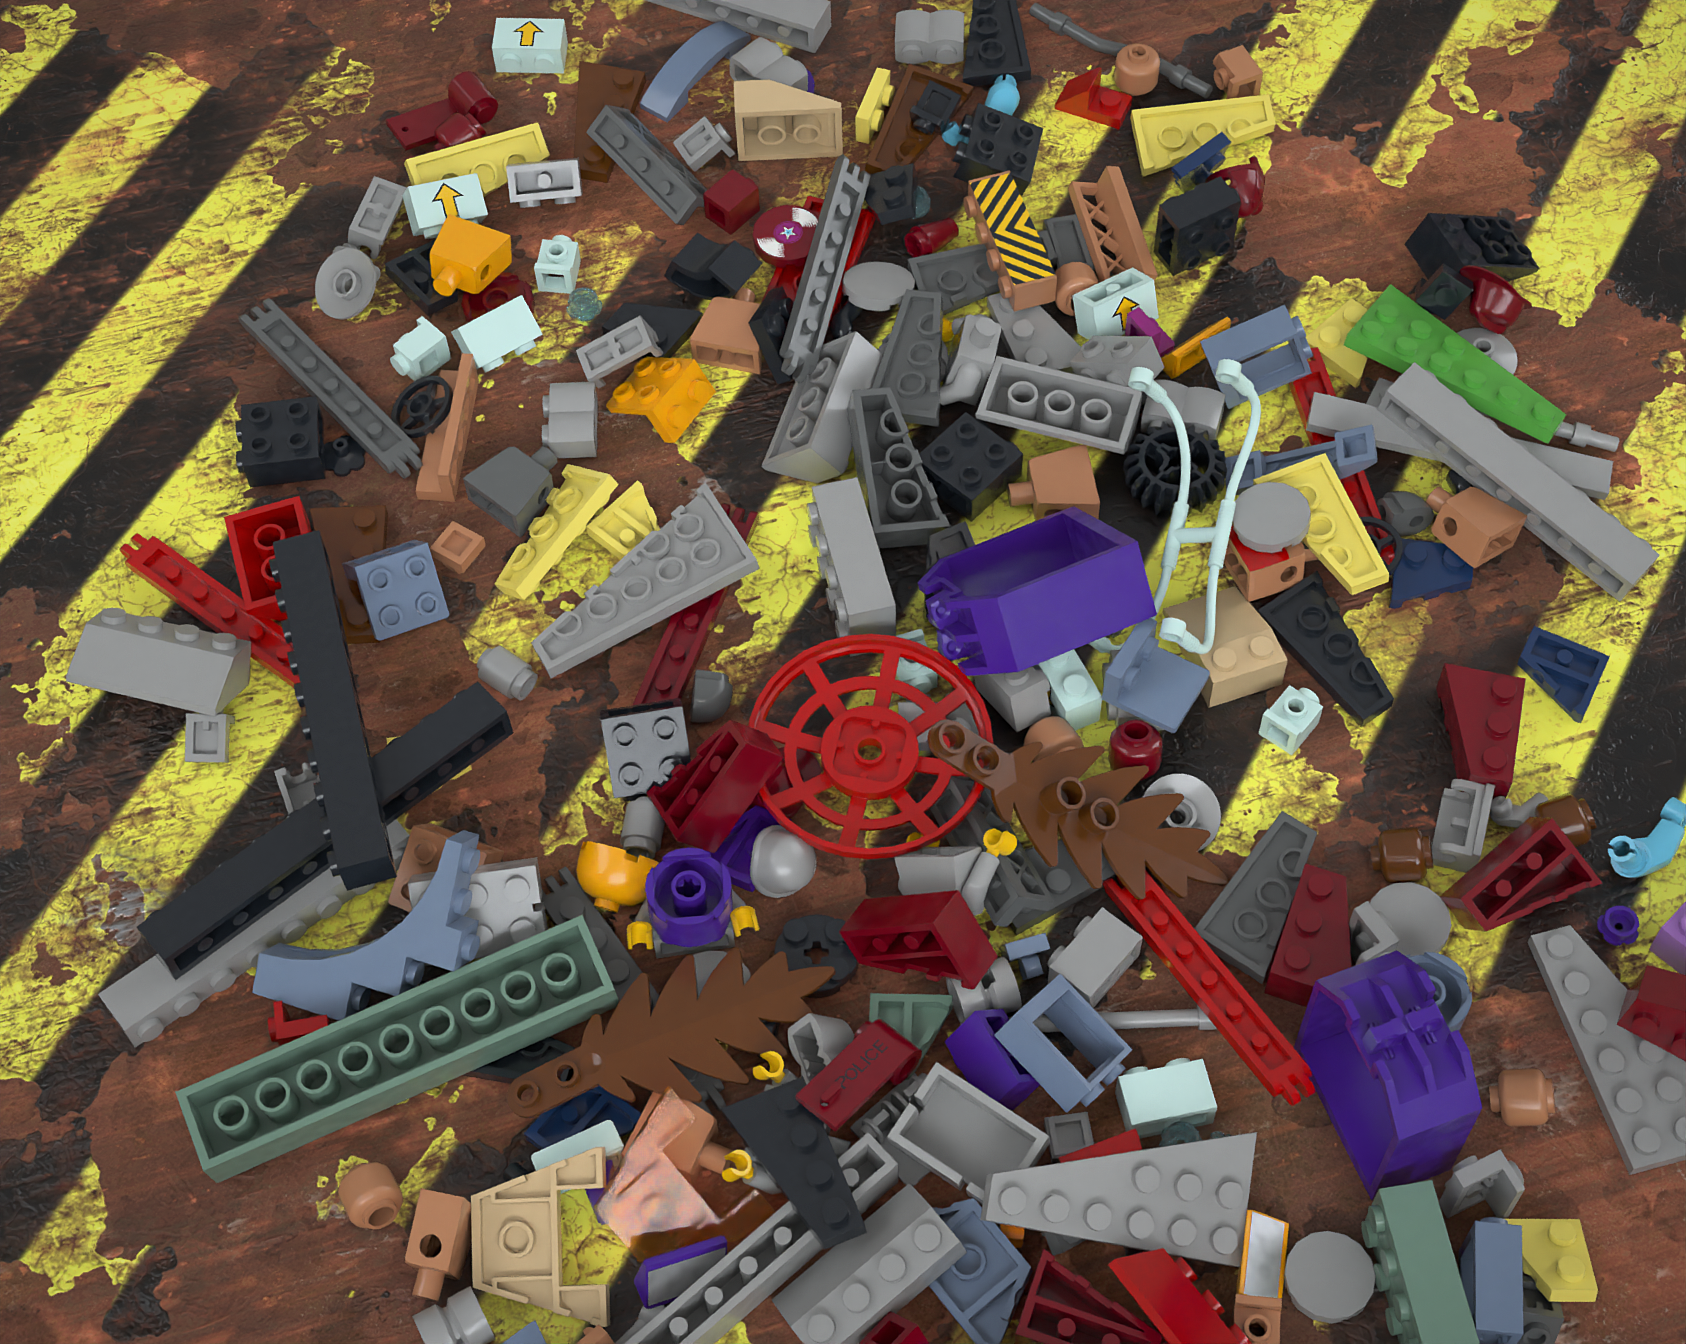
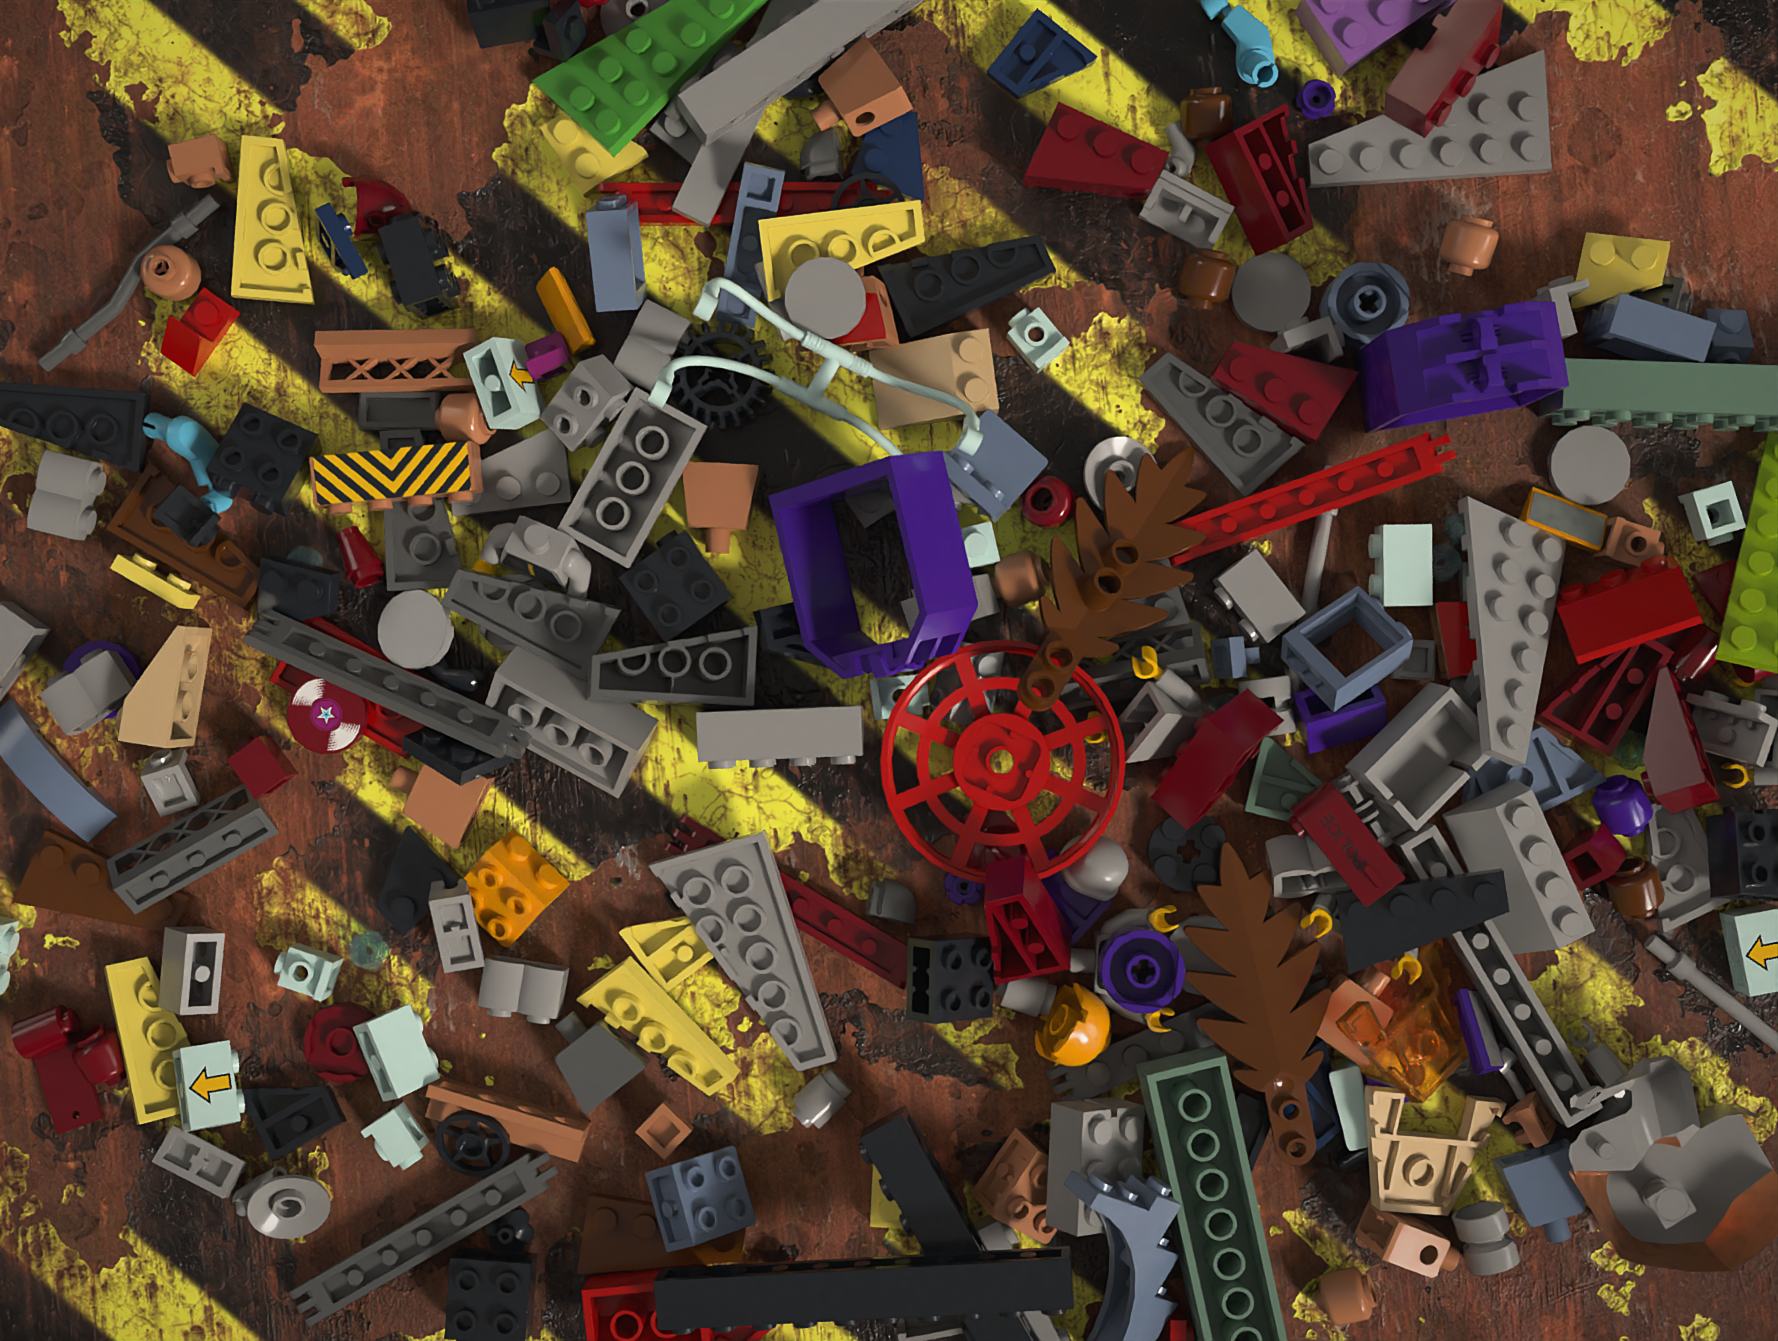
camera: 85 degrees left, 30 degrees up
(467, 256) = (288, 1073): light orange torso -> none
(712, 268) = (357, 803): black brick -> none

